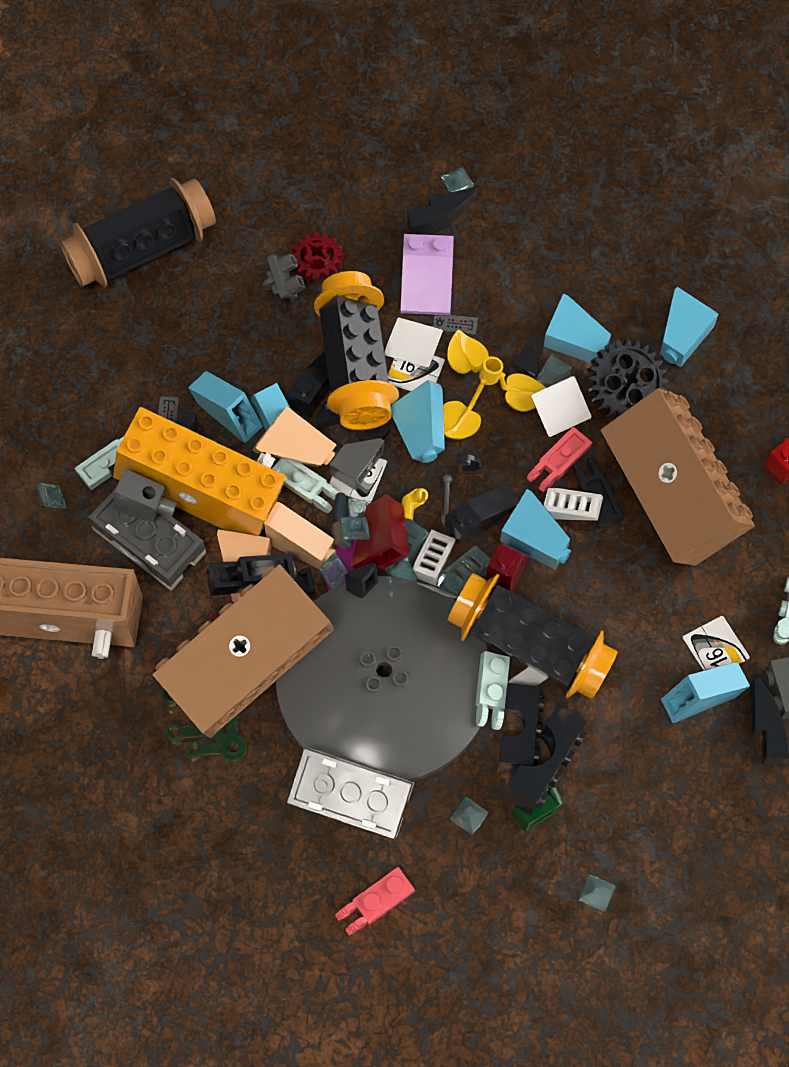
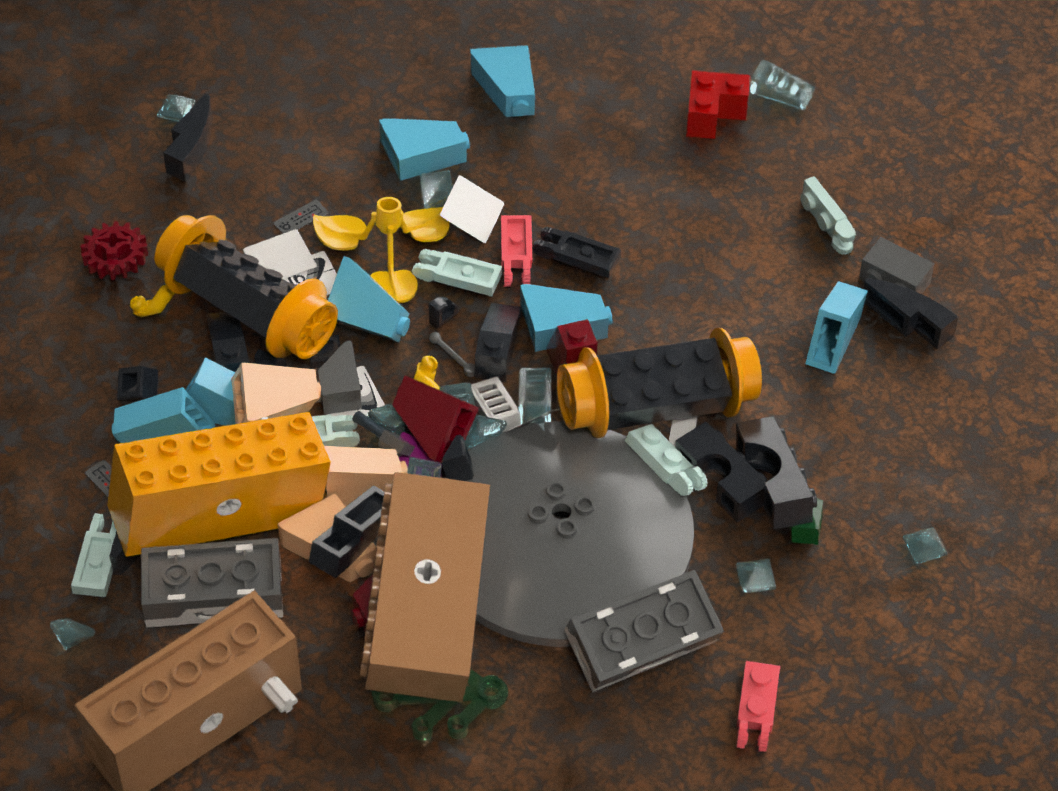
camera: 45 degrees left, 15 degrees down
(141, 497) = (183, 538): dark grey torso -> none
(242, 363) = (137, 383): none -> black slope
(279, 277) = (91, 276): dark grey hips -> none
(301, 314) = (144, 308): none -> yellow arm
(354, 528) = (406, 425): clear light blue slope -> none
(427, 274) = (234, 191): lavender slope -> none
(508, 446) = (458, 271): none -> light aqua hinge
(527, 362) = (409, 199): black tile -> none
(556, 502) = (559, 267): white slope -> none
(608, 367) = (507, 148): black gear -> none
(677, 477) = (597, 168): medium nougat piece -> none
(715, 645) = (800, 292): sticker -> none

